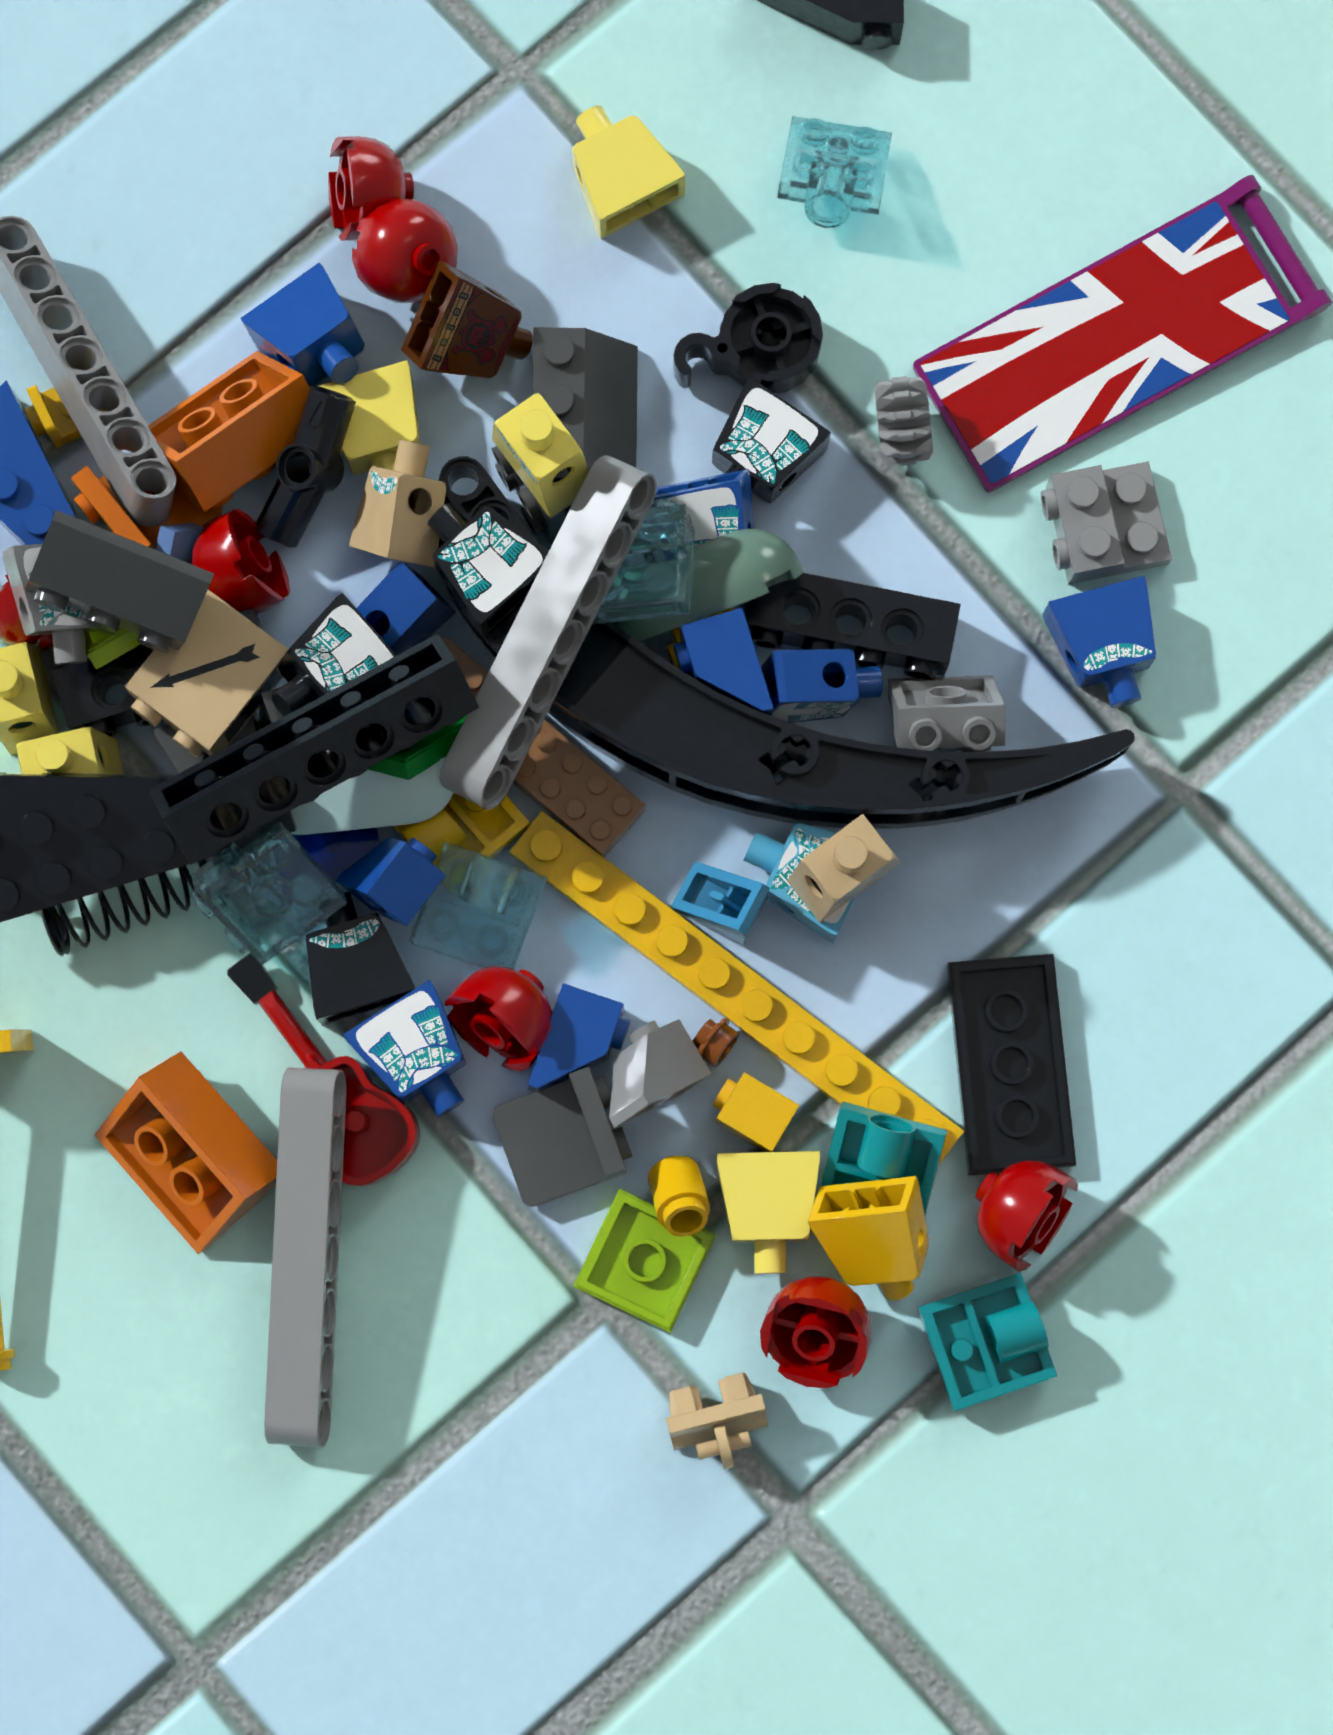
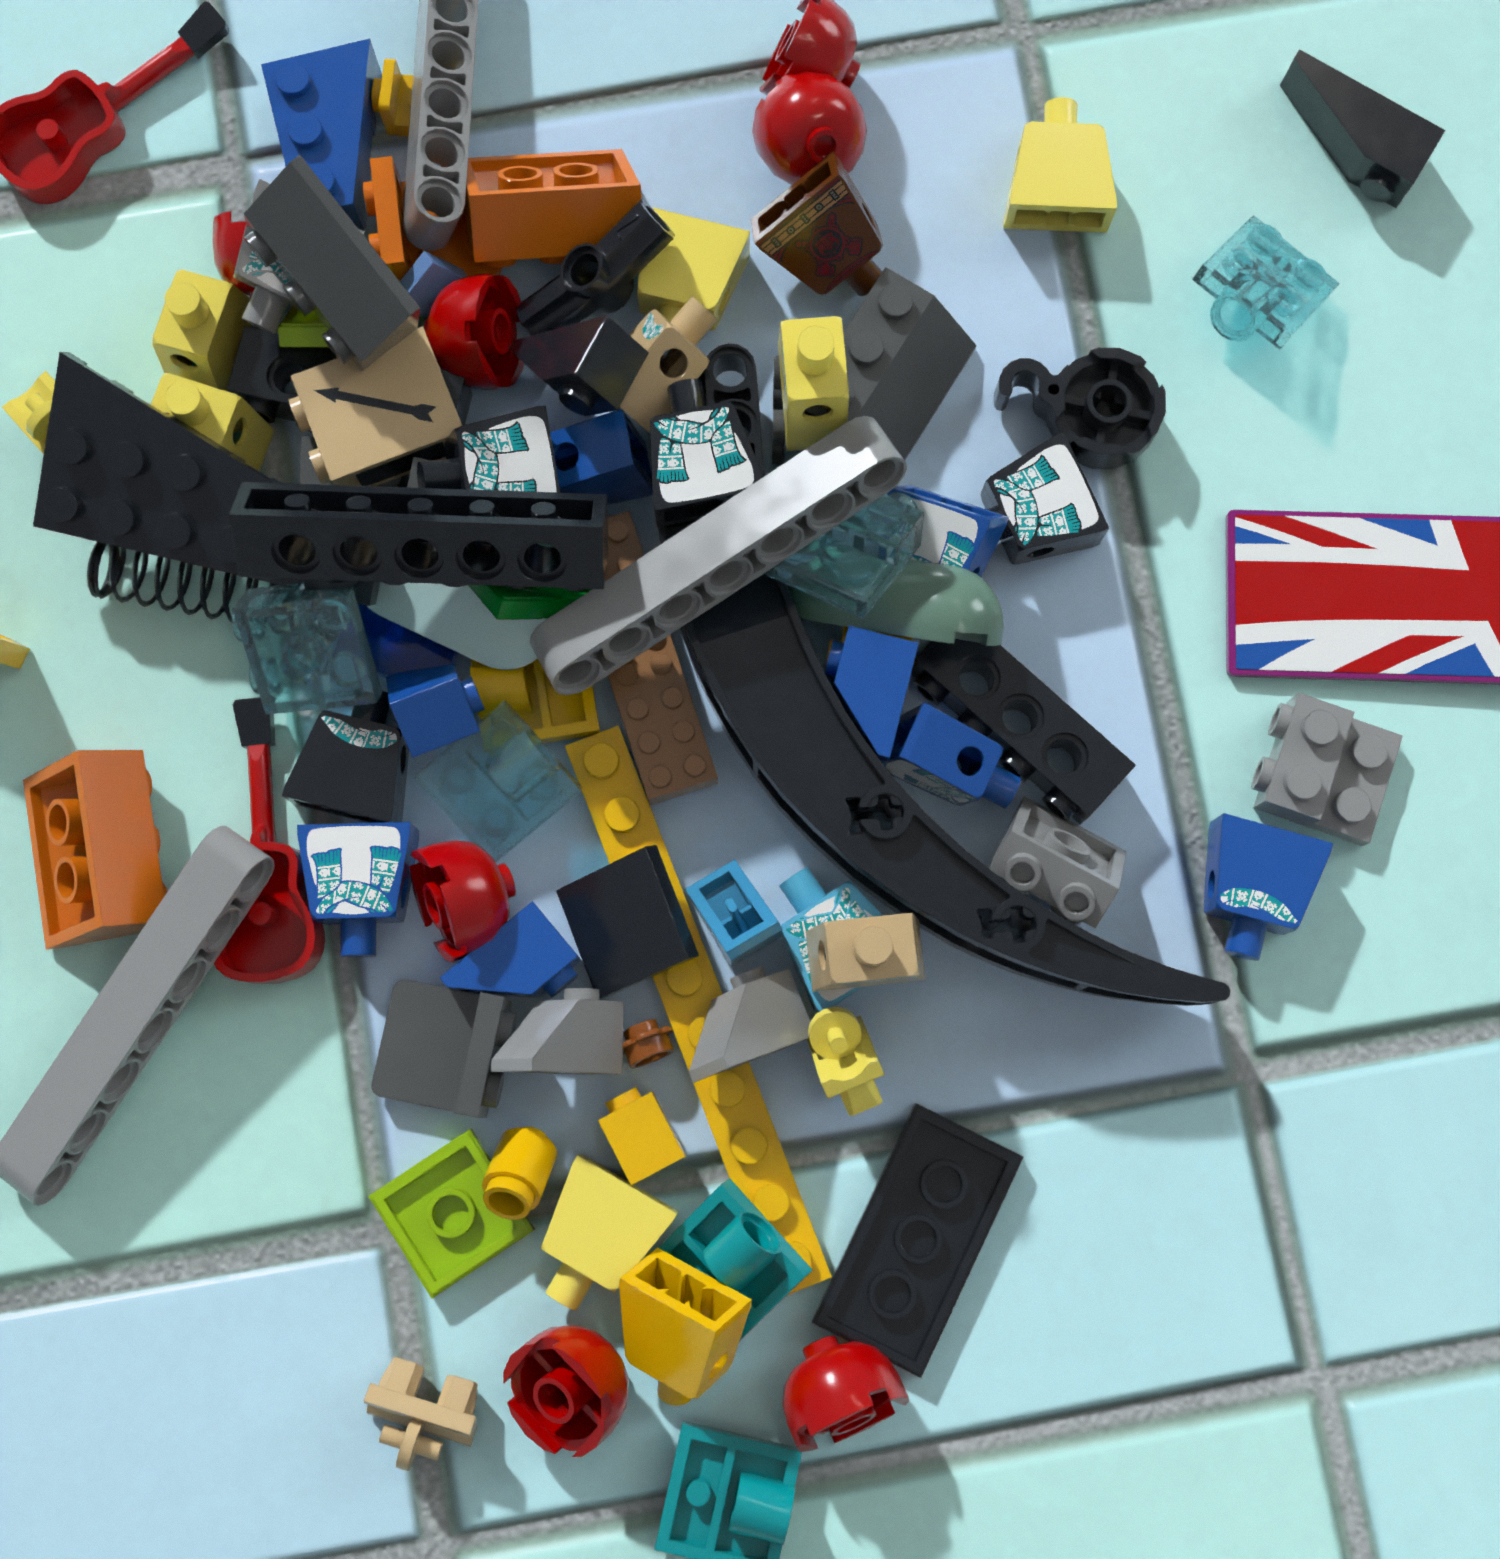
camera: 30 degrees right, 0 degrees up
(307, 329) = (677, 151): blue torso -> none
(350, 542) = (584, 363): none -> black slope
(644, 956) = (627, 922): none -> black tile
(787, 975) = (750, 1022): none -> light grey slope
(875, 958) = (845, 1058): none -> light yellow hips
(903, 420) = (1186, 558): light grey gear -> none

